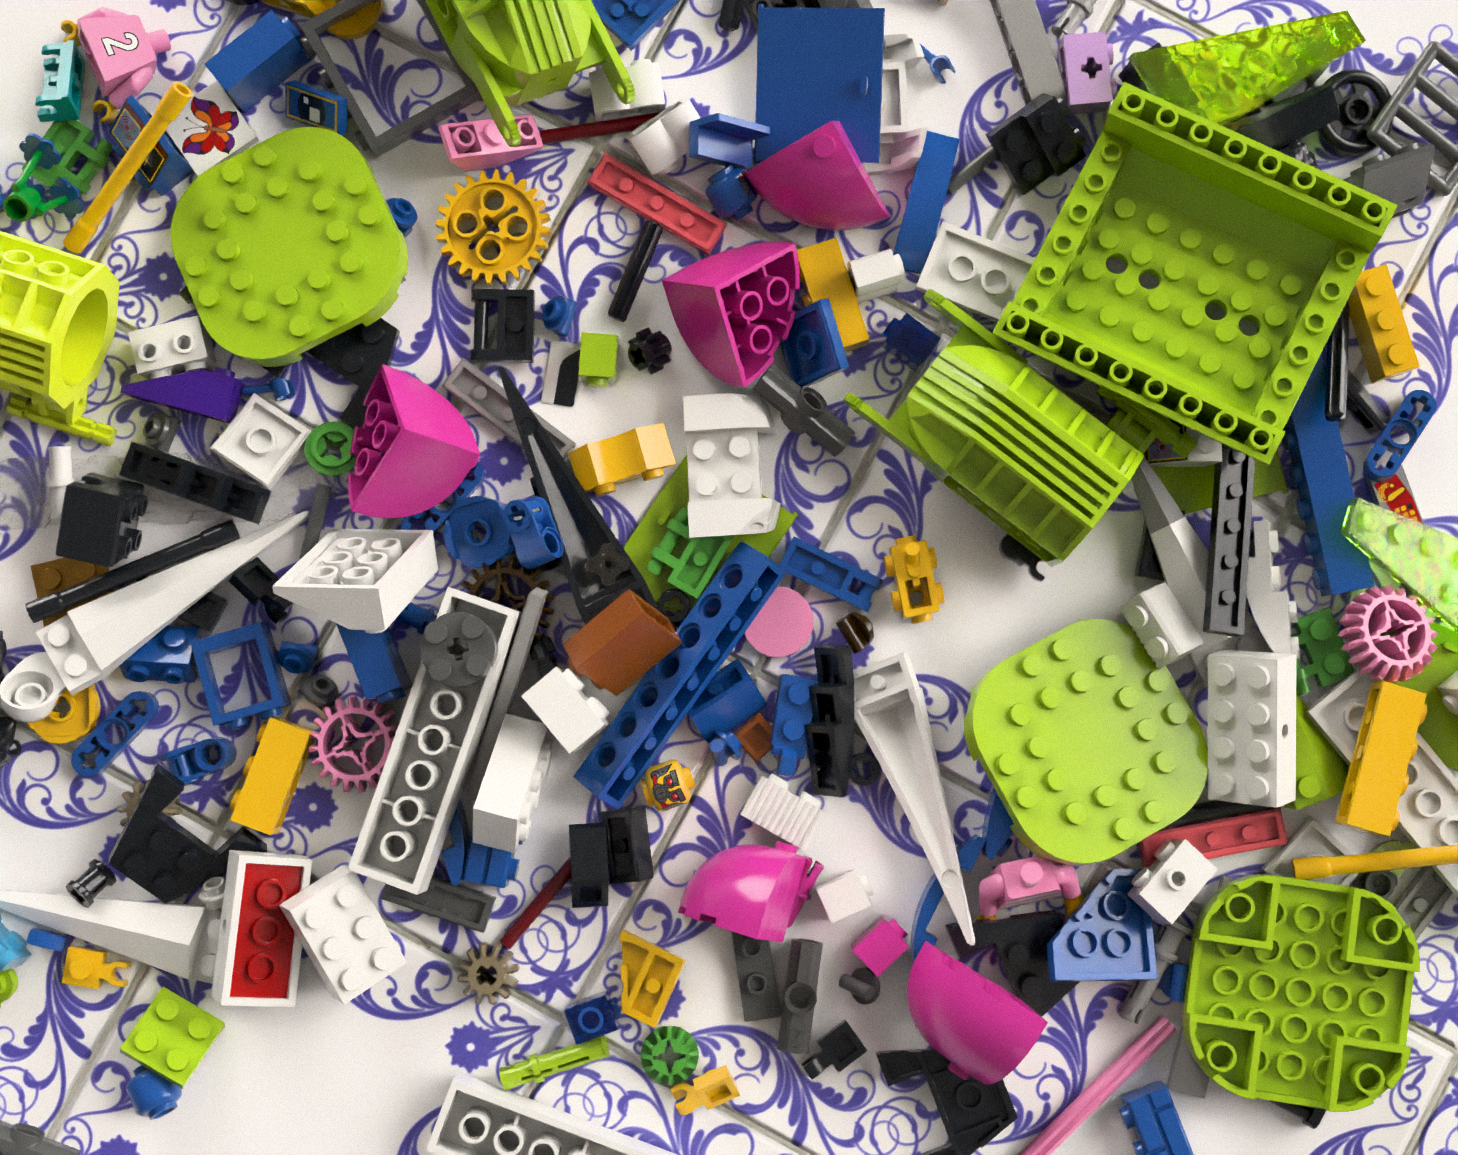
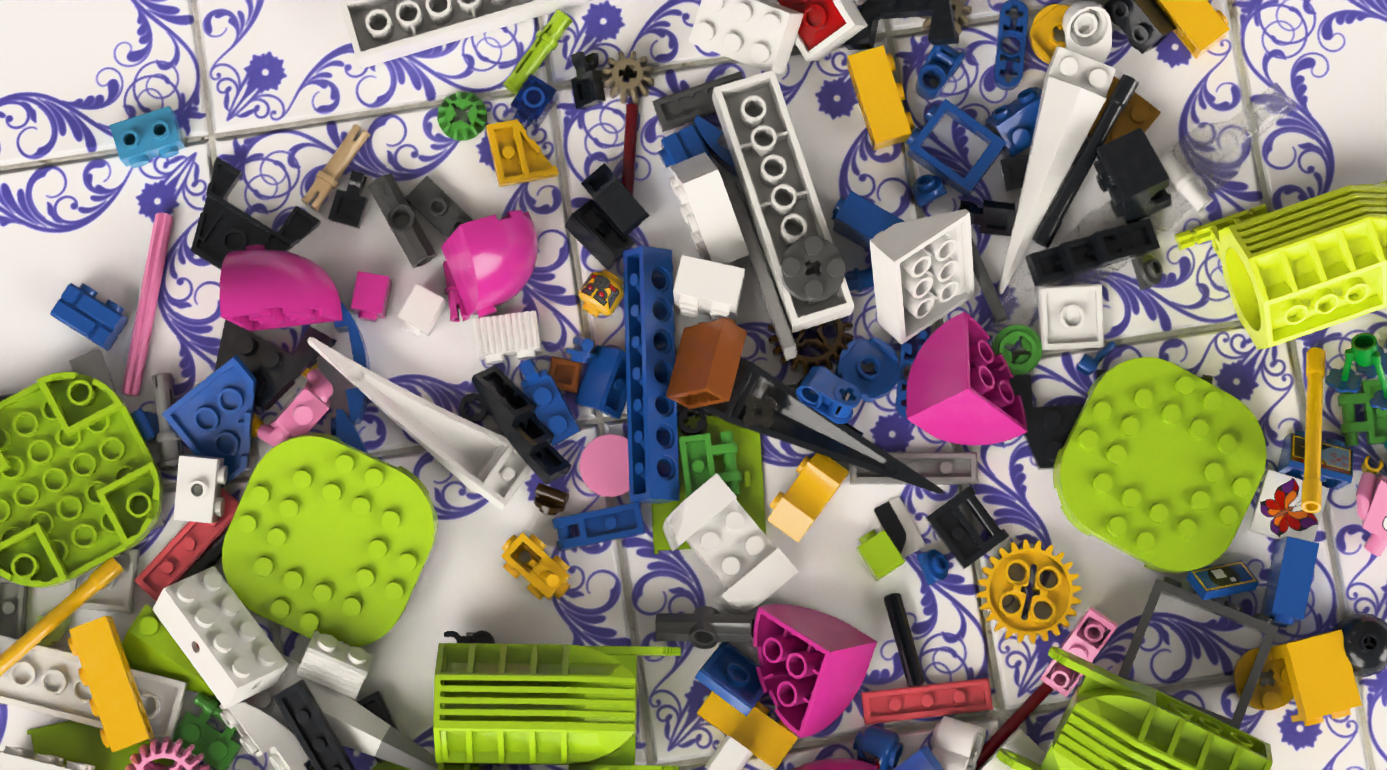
camera: 145 degrees right, 5 degrees down
(172, 348) = (1186, 333): white brick -> none
(195, 392) = (1137, 318): dark purple slope -> none
(319, 691) = (893, 177): dark grey plate -> none
(351, 729) = (851, 169): bright pink gear -> none
(403, 214) = (1102, 552): blue plate -> none
(529, 995) = (588, 84): none -> black plate
(541, 650) = (749, 314): black piece -> none
(649, 350) = (848, 587): black gear -> none
(708, 1090) = (417, 112): yellow plate -> none
(823, 1095) = (336, 166): none -> tan pin
(862, 984) = (364, 259): dark grey plate -> none
(909, 341) = (667, 736): clear blue brick -> none
(1386, 881) = (42, 595): dark grey plate -> none

